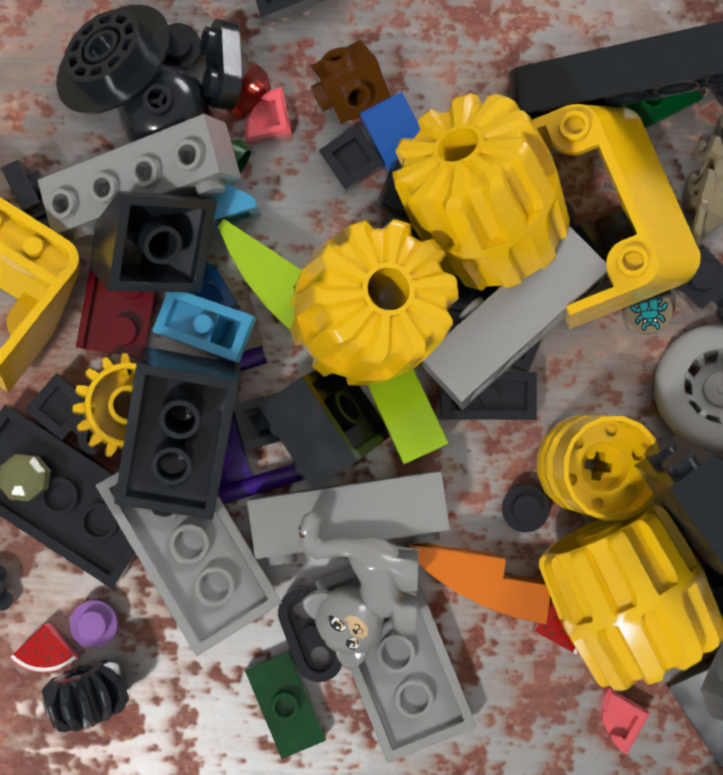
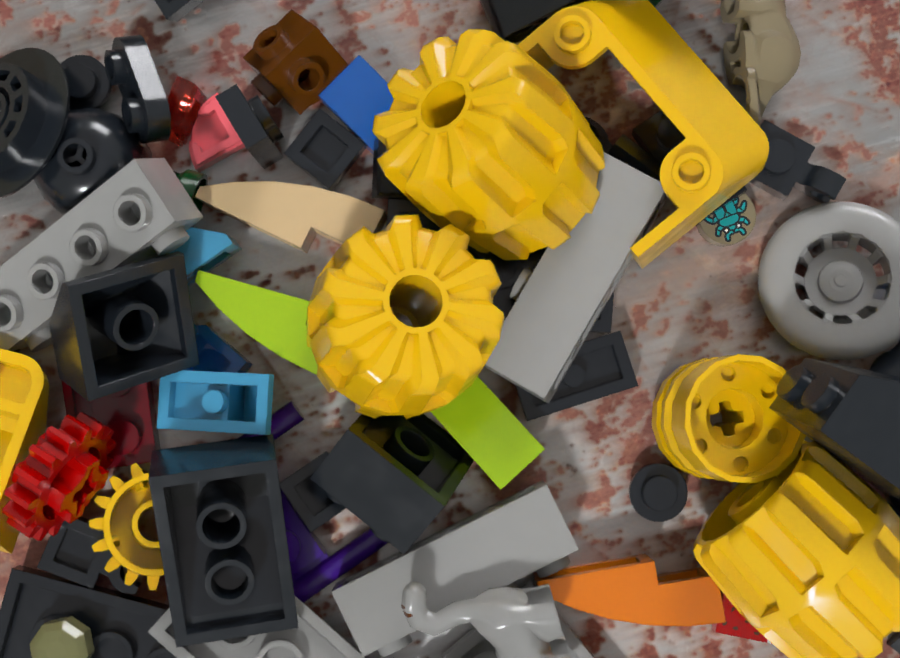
camera: 20 degrees left, 0 degrees up
(66, 342) = (59, 476): none -> red gear
(302, 118) = (252, 125): none -> black plate
(308, 196) = (293, 210): none -> tan slope

